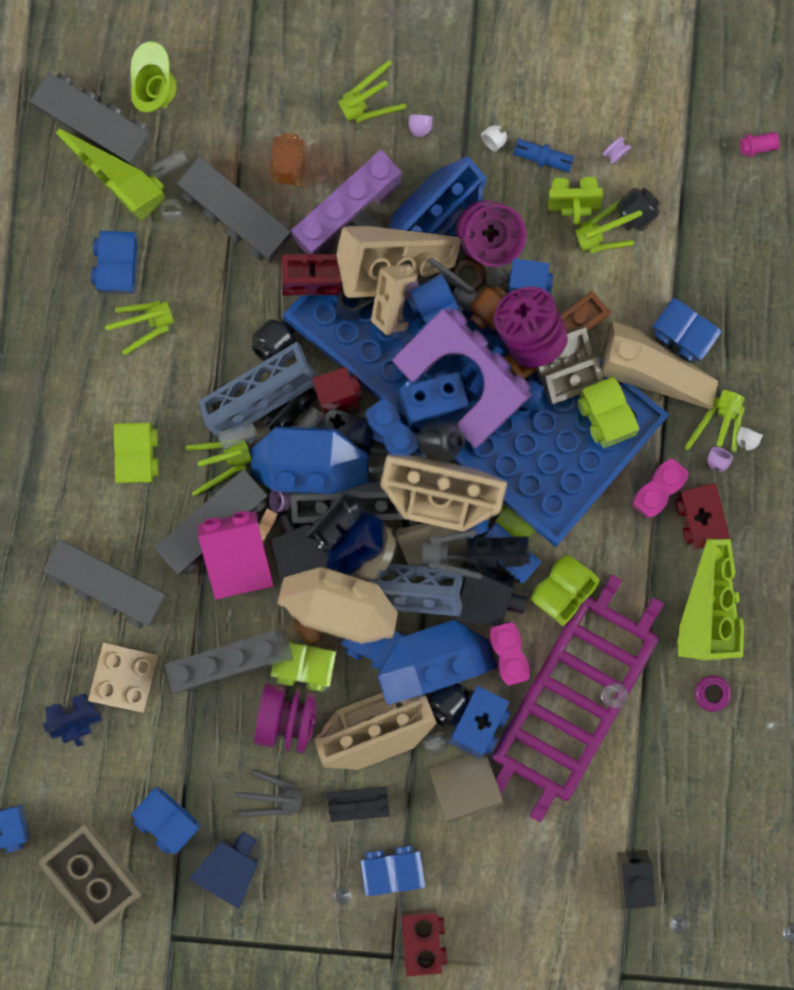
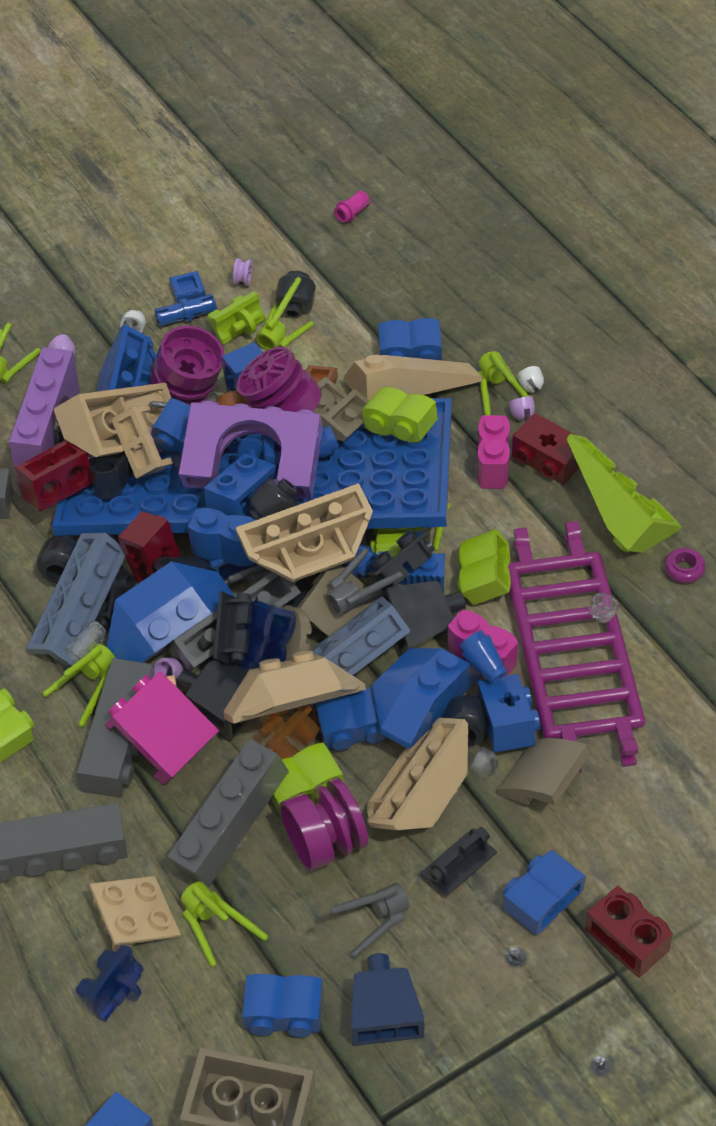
camera: 40 degrees left, 35 degrees down
(169, 705) = (204, 904): none -> lime plant
(490, 677) = (483, 655): none -> blue cone
(564, 129) = (187, 286): none -> blue tile

